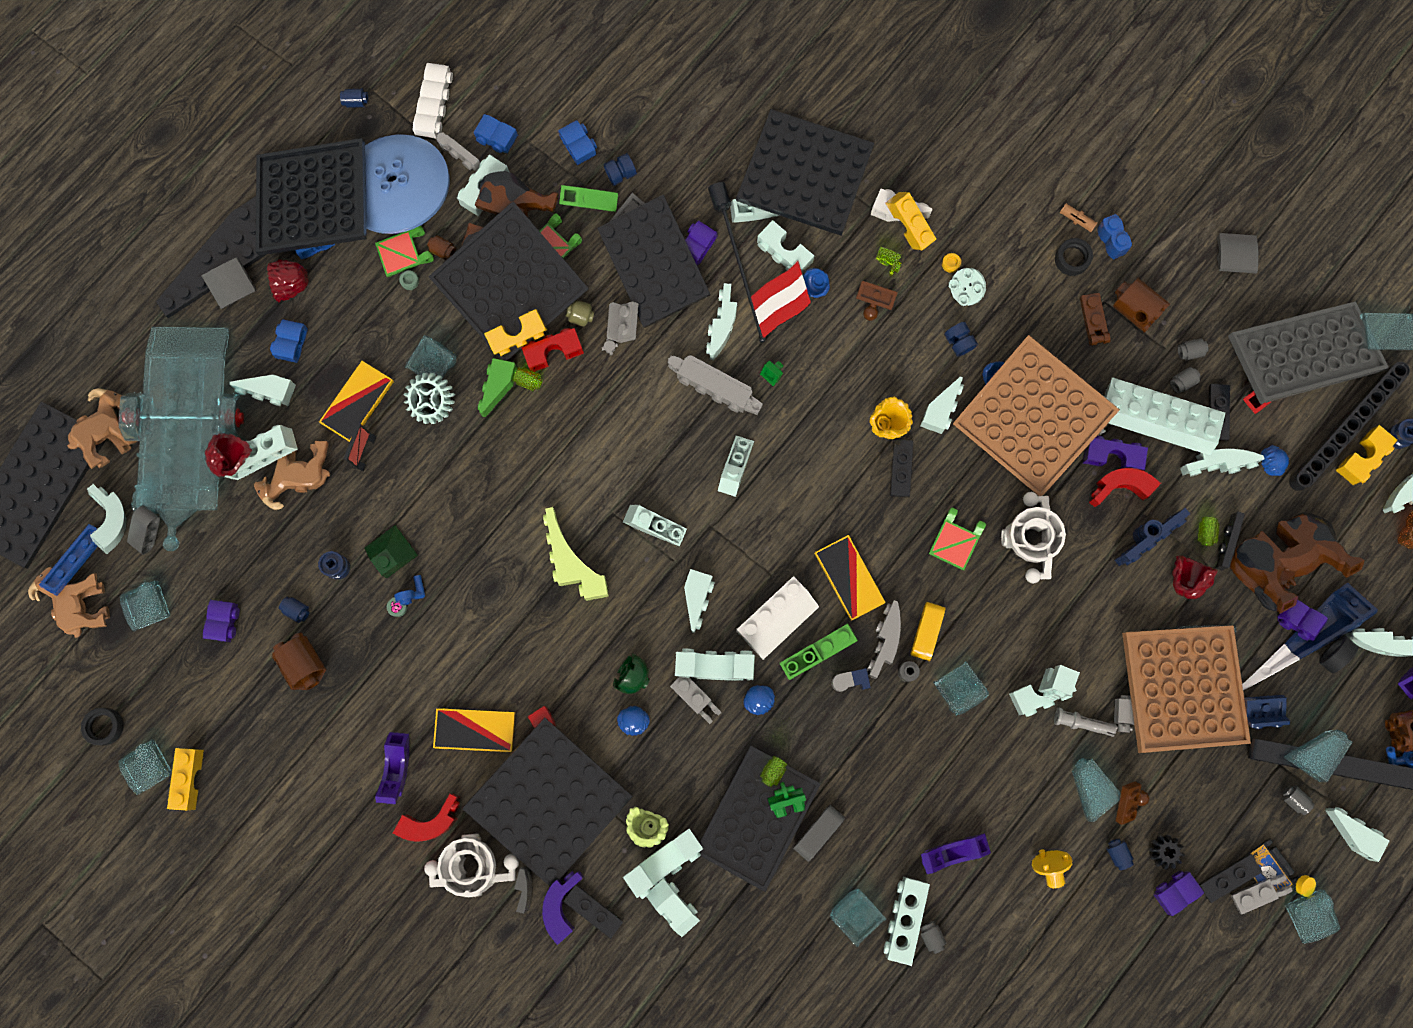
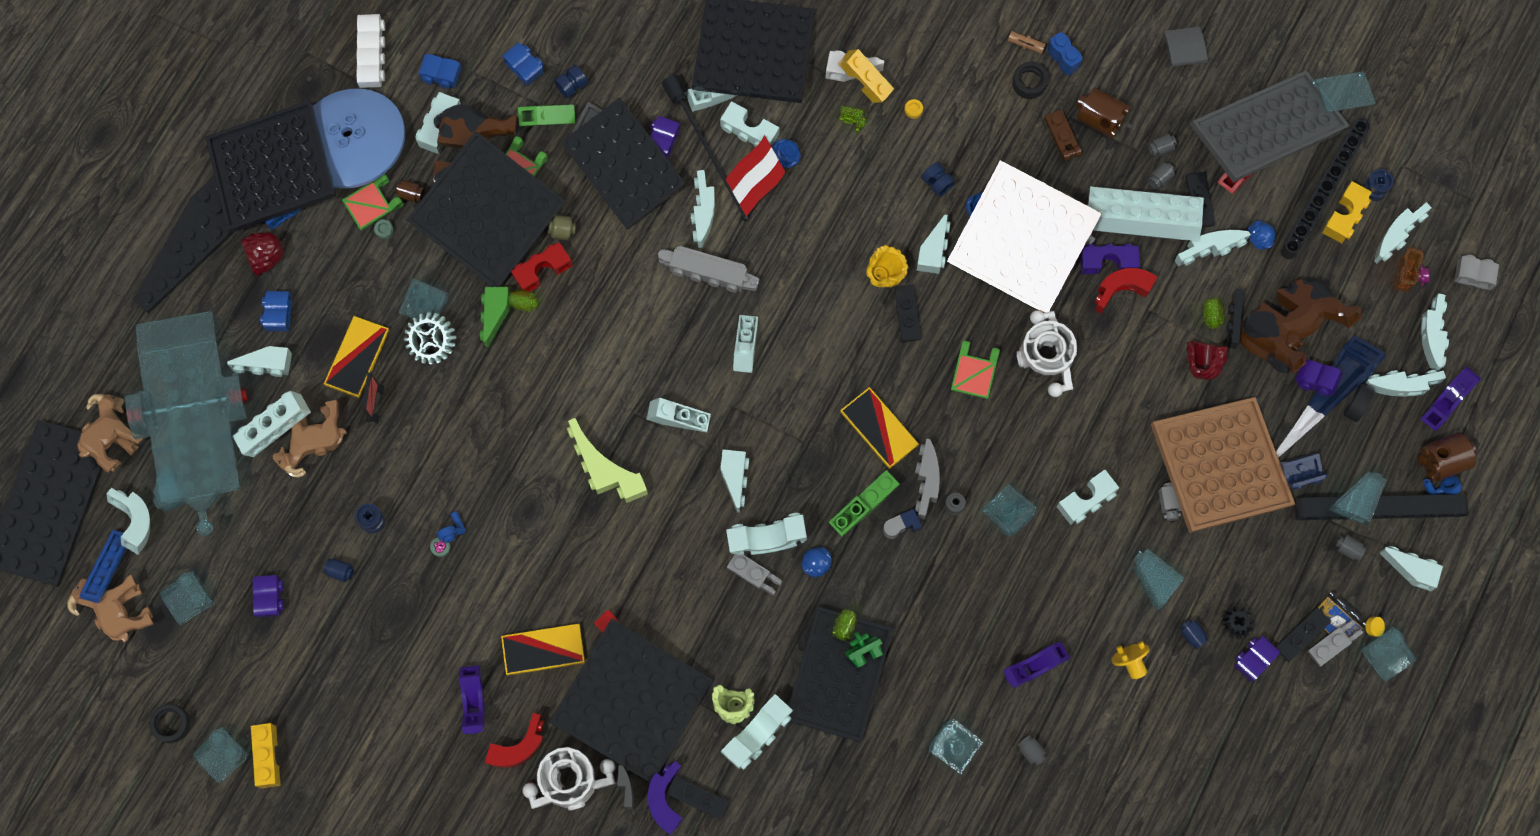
camera: 15 degrees left, 5 degrees down
(143, 529) = (172, 521): dark grey beam -> none
(226, 454) = (242, 430): dark red hair -> none
(229, 282) = (204, 266): dark grey slope -> none
(299, 663) = (356, 618): reddish brown cylinder -> none
(354, 98) = (291, 63): dark blue brick -> none
(390, 552) = (422, 495): dark green slope -> none
(458, 151) = (407, 95): light grey hinge -> none
(501, 341) = (518, 249): yellow arch -> none
(609, 346) = (597, 254): light grey piece -> none
(622, 322) = (605, 227): light grey bracket -> none
(632, 675) = (687, 563): dark green cylinder -> none
(633, 720) = (697, 607): blue hair -> none
(669, 905) = (779, 778): light aqua brick -> none
(772, 372) = (762, 247): green tile -> none
(778, 618) = (817, 479): white slope -> none
(819, 833) = (901, 675): dark grey beam -> none
(876, 297) = (847, 155): reddish brown plate -> none
(905, 953) = (1008, 708): light aqua brick -> none
(928, 631) = (965, 462): yellow beam -> none
(973, 293) = (928, 122): light aqua plate -> none
(1058, 682) = (1098, 479): light aqua arch -> none
(1076, 721) = (1125, 517): light grey pin -> none
(1130, 797) = (1191, 580): reddish brown plate -> none
(1149, 533) = (1157, 326): dark blue plate -> none

